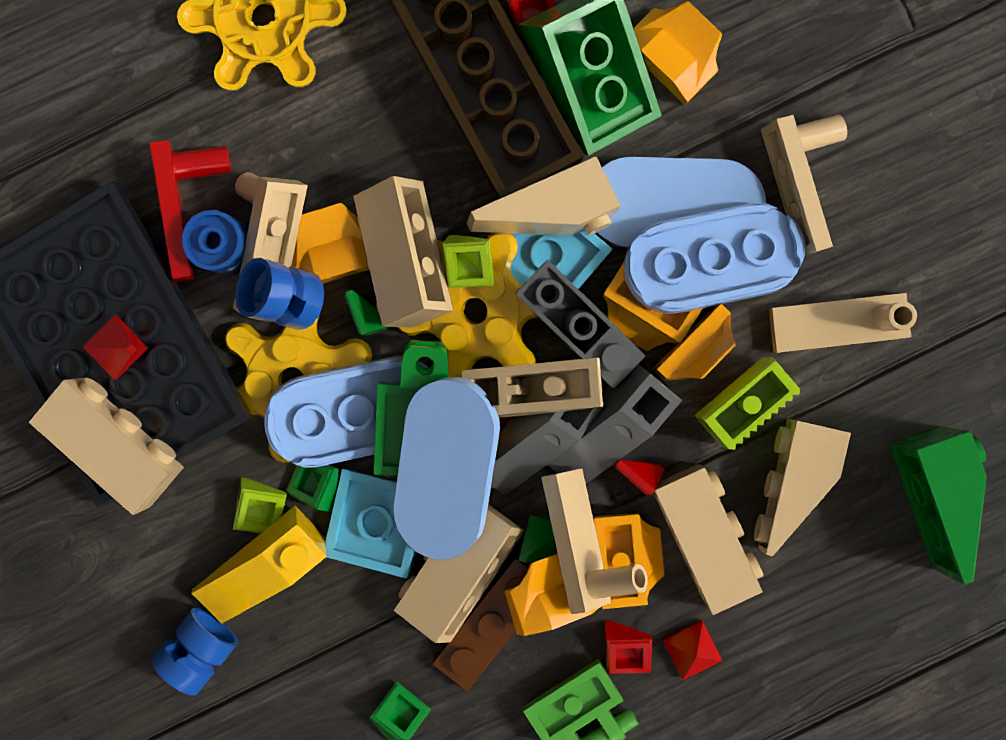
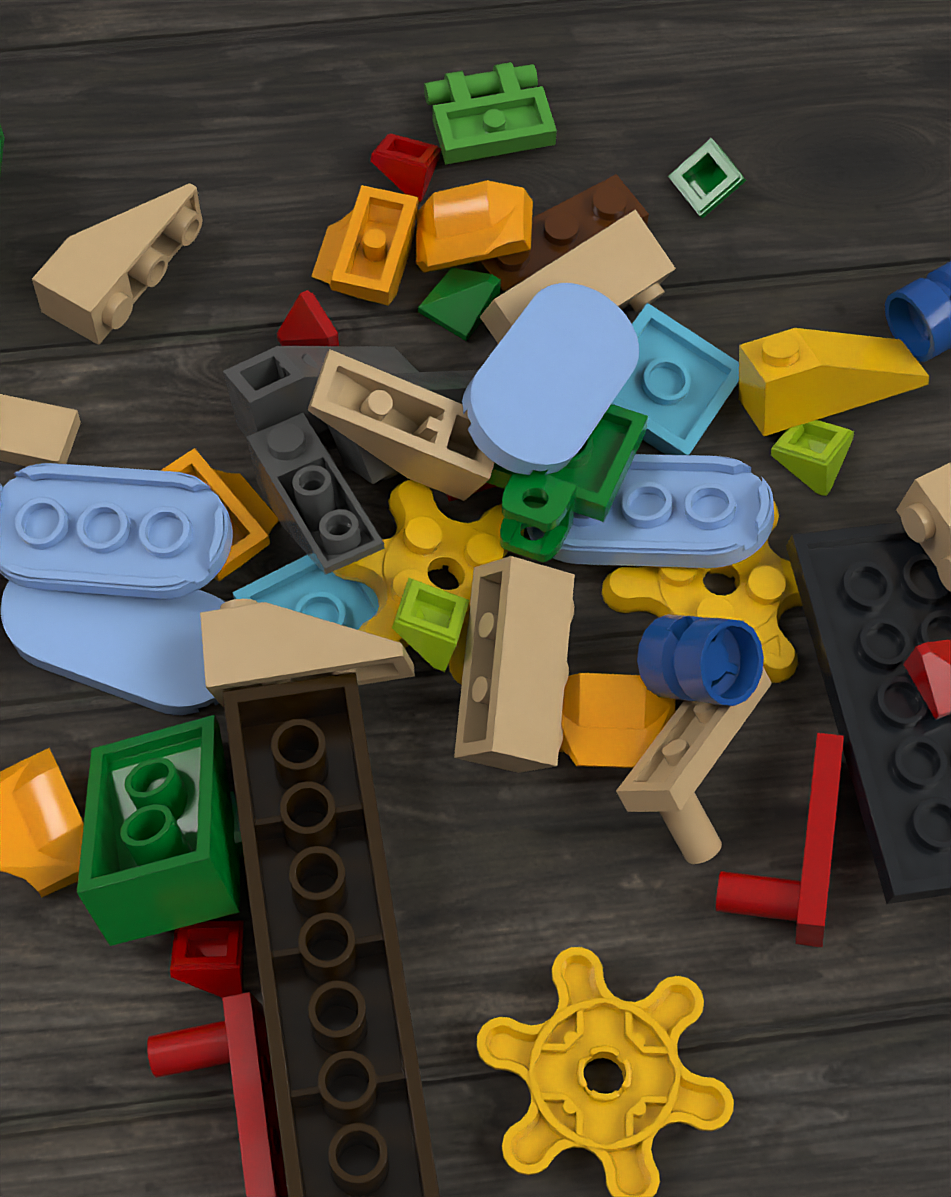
camera: 165 degrees left, 25 degrees down
(215, 241) = (766, 770): blue wheel -> none
(315, 486) = (733, 439): green slope -> none
(364, 314) = (593, 625): green slope -> none
(578, 548) = (420, 255): tan piece -> none
(692, 649) = (328, 141): red slope -> none
(700, 349) = (172, 424): light orange slope -> none
(708, 538) = (255, 237): tan brick -> none
(747, 402) = (143, 354): lime brick -> none

